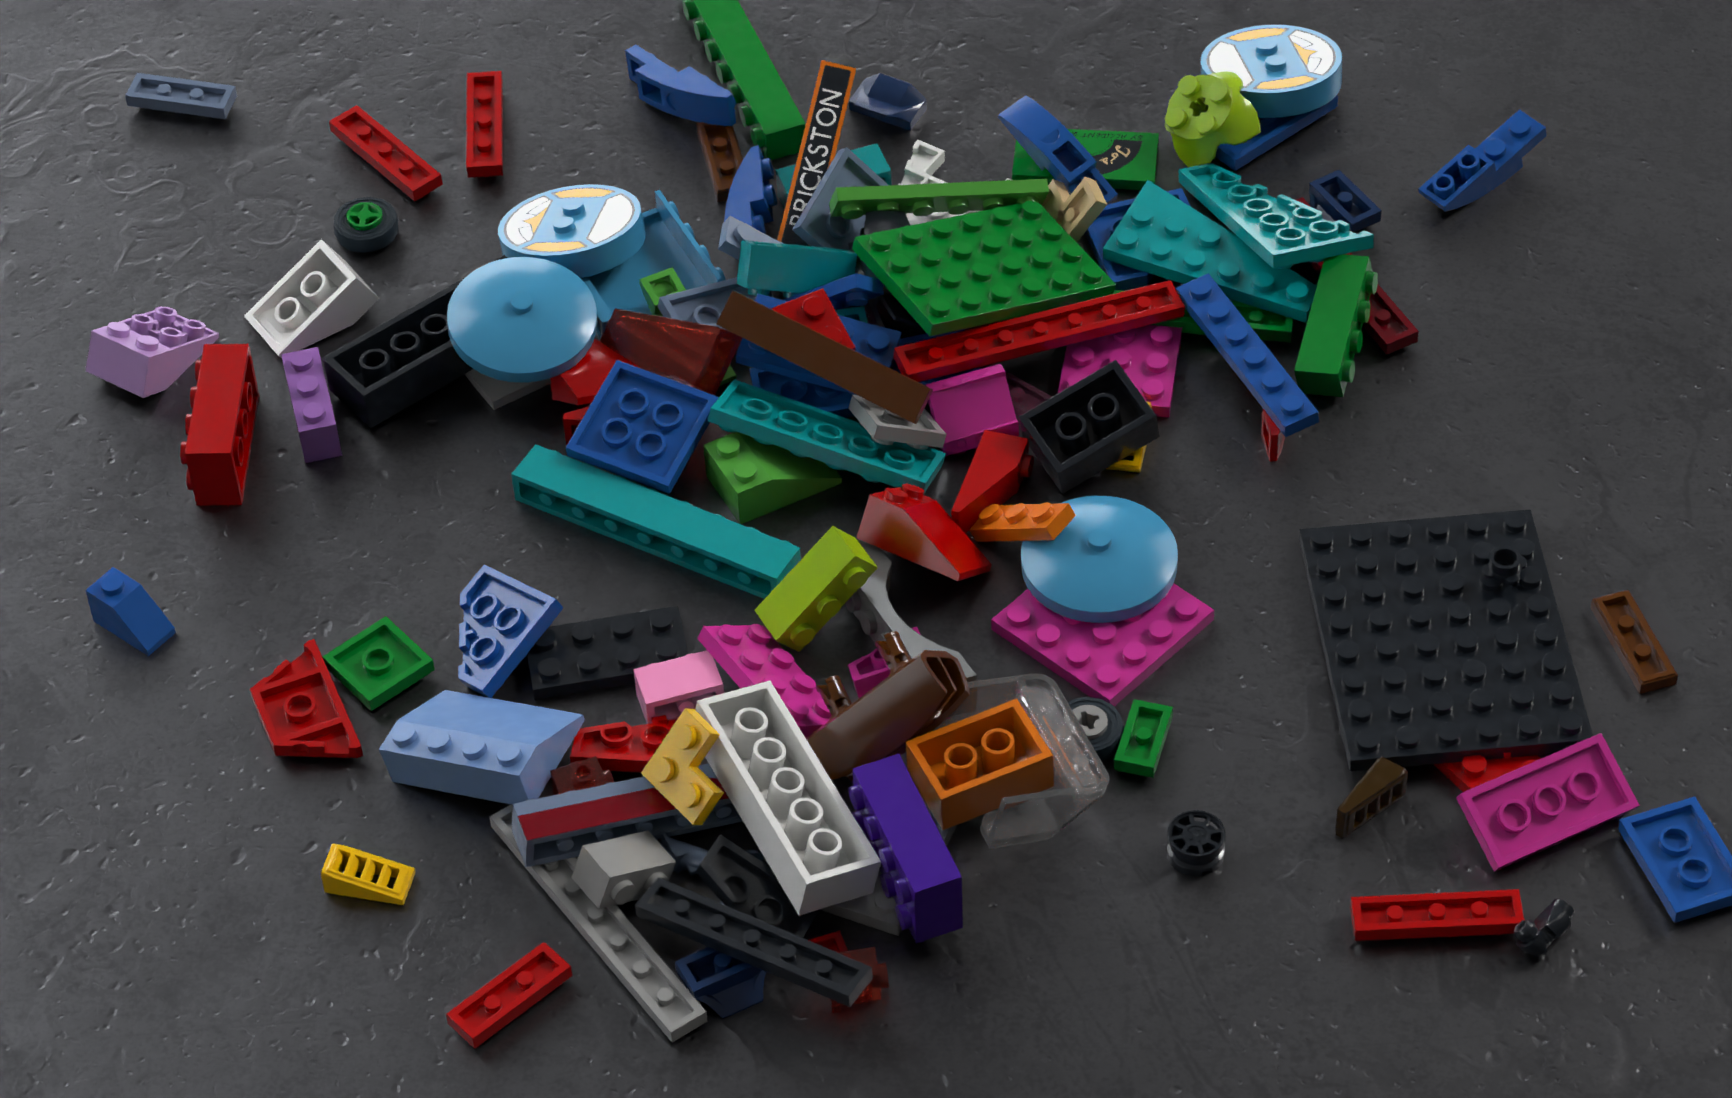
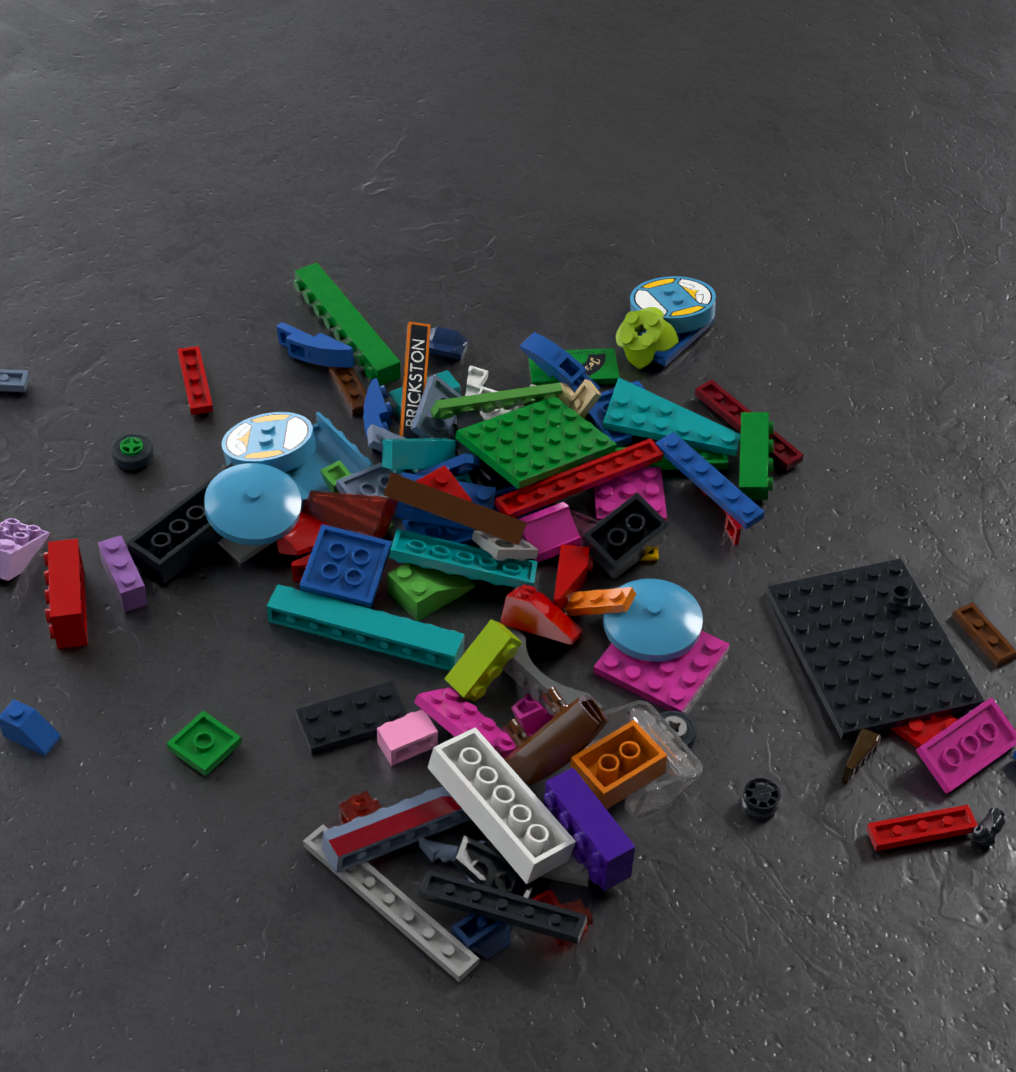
camera: 15 degrees left, 0 degrees up
(305, 710) = (161, 781): red wing -> none
(311, 302) = (107, 506): white slope -> none
(355, 861) = (219, 883): yellow slope -> none
(385, 153) = (135, 404): red plate -> none
(479, 746) = (286, 793): medium blue slope -> none
(499, 627) = (280, 709): blue plate -> none
(509, 995) = (343, 964): red plate -> none
(621, 745) = (394, 779): red wing -> none
(621, 868) = (401, 866): light grey brick -> none
(676, 771) = (426, 793): yellow plate -> none
(1143, 738) = (709, 733): green plate -> none
(1273, 227) = (704, 398): teal wing -> none
(1343, 201) = (736, 381): dark blue slope -> none
(1482, 169) = (813, 349): blue slope -> none

